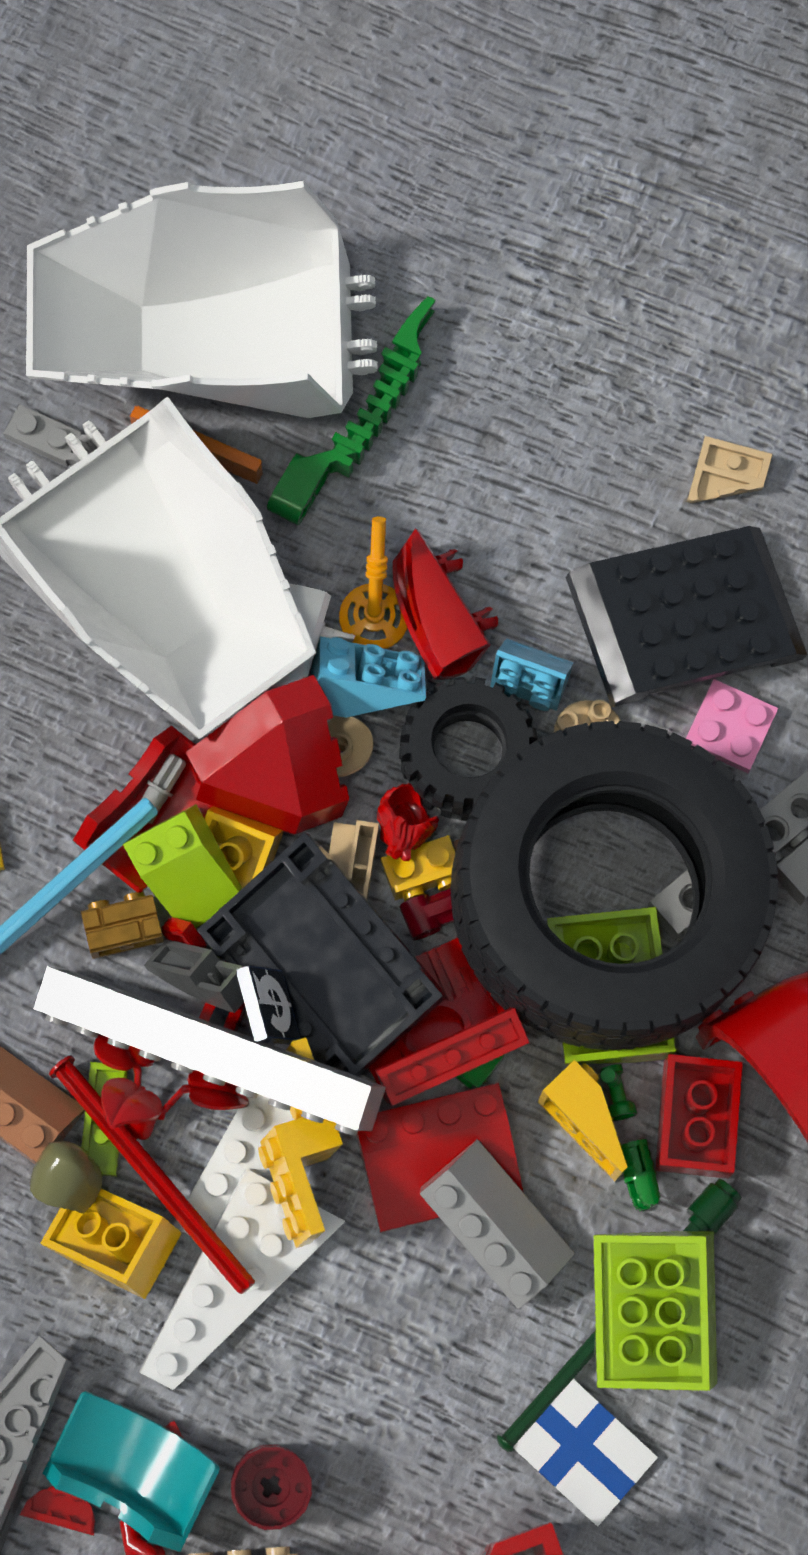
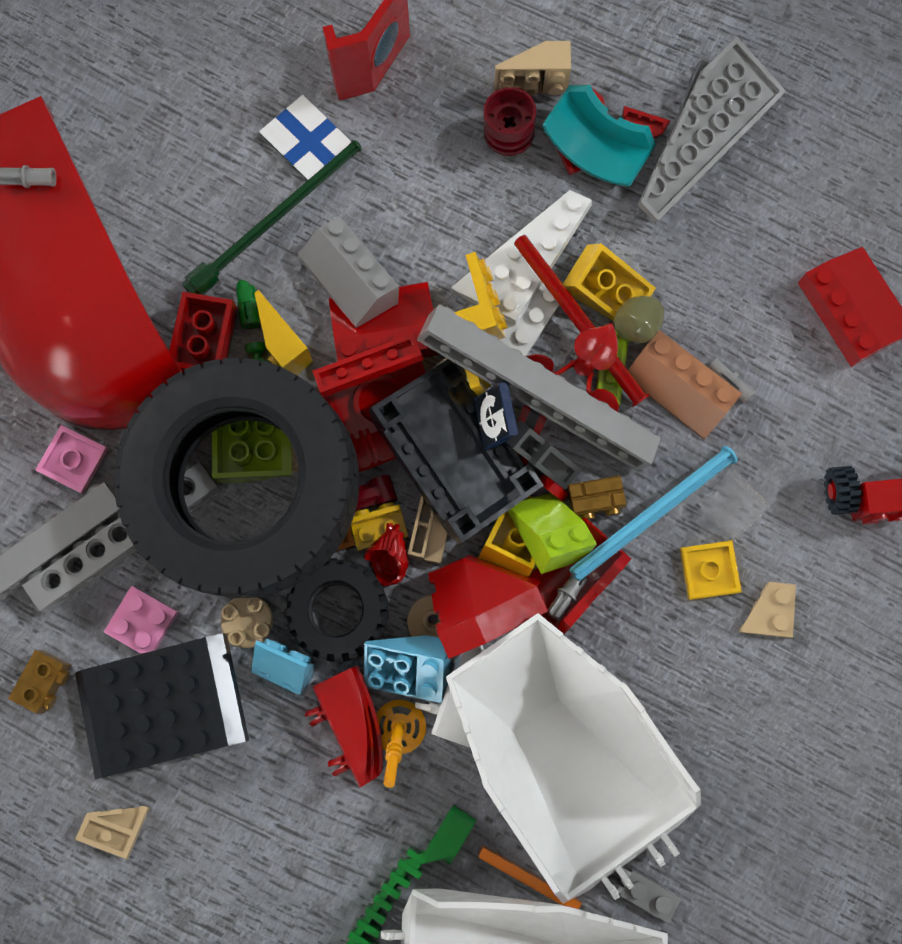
camera: 170 degrees left, 5 degrees up
(655, 1310) = (247, 212): lime slope -> none

